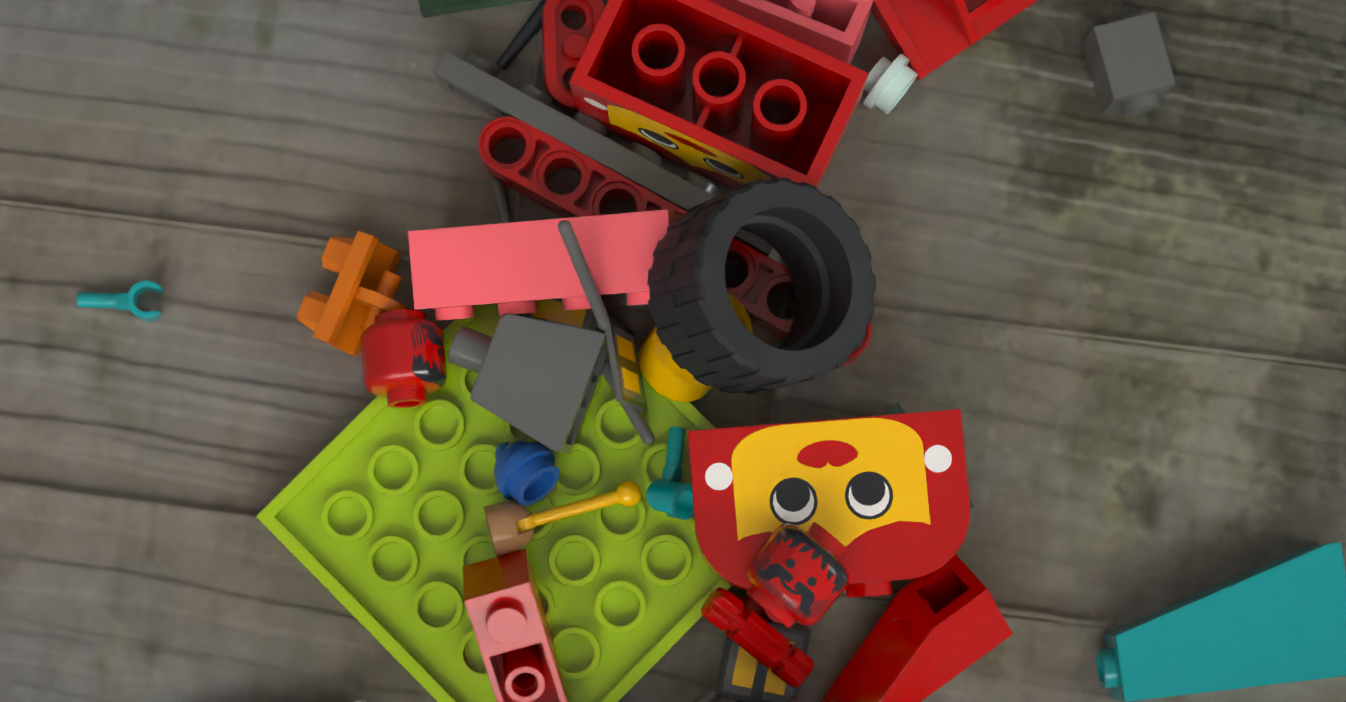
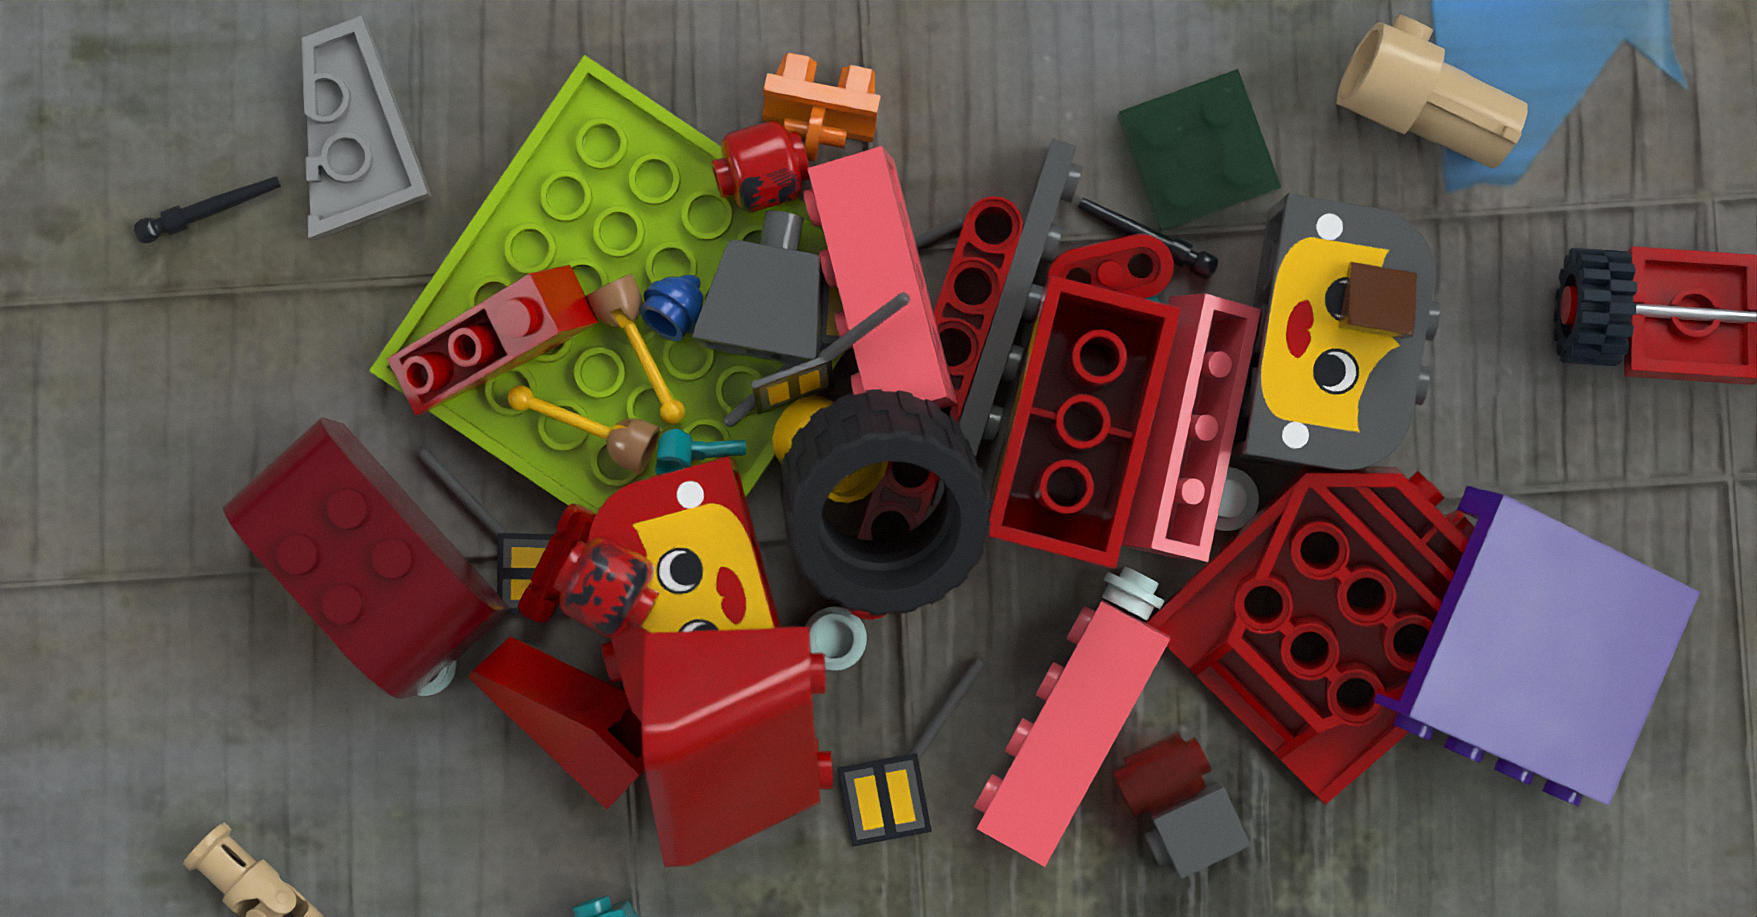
camera: 75 degrees right, 5 degrees up
(650, 542) = (628, 442): none -> hinge
(880, 379) = (838, 636): none -> light aqua plate
(964, 480) = (730, 735): none -> red windscreen
(1014, 164) = (1073, 731): none -> coral brick
(1041, 357) = (887, 794): none -> piece
(1069, 88) = (1162, 774): none -> clear red brick

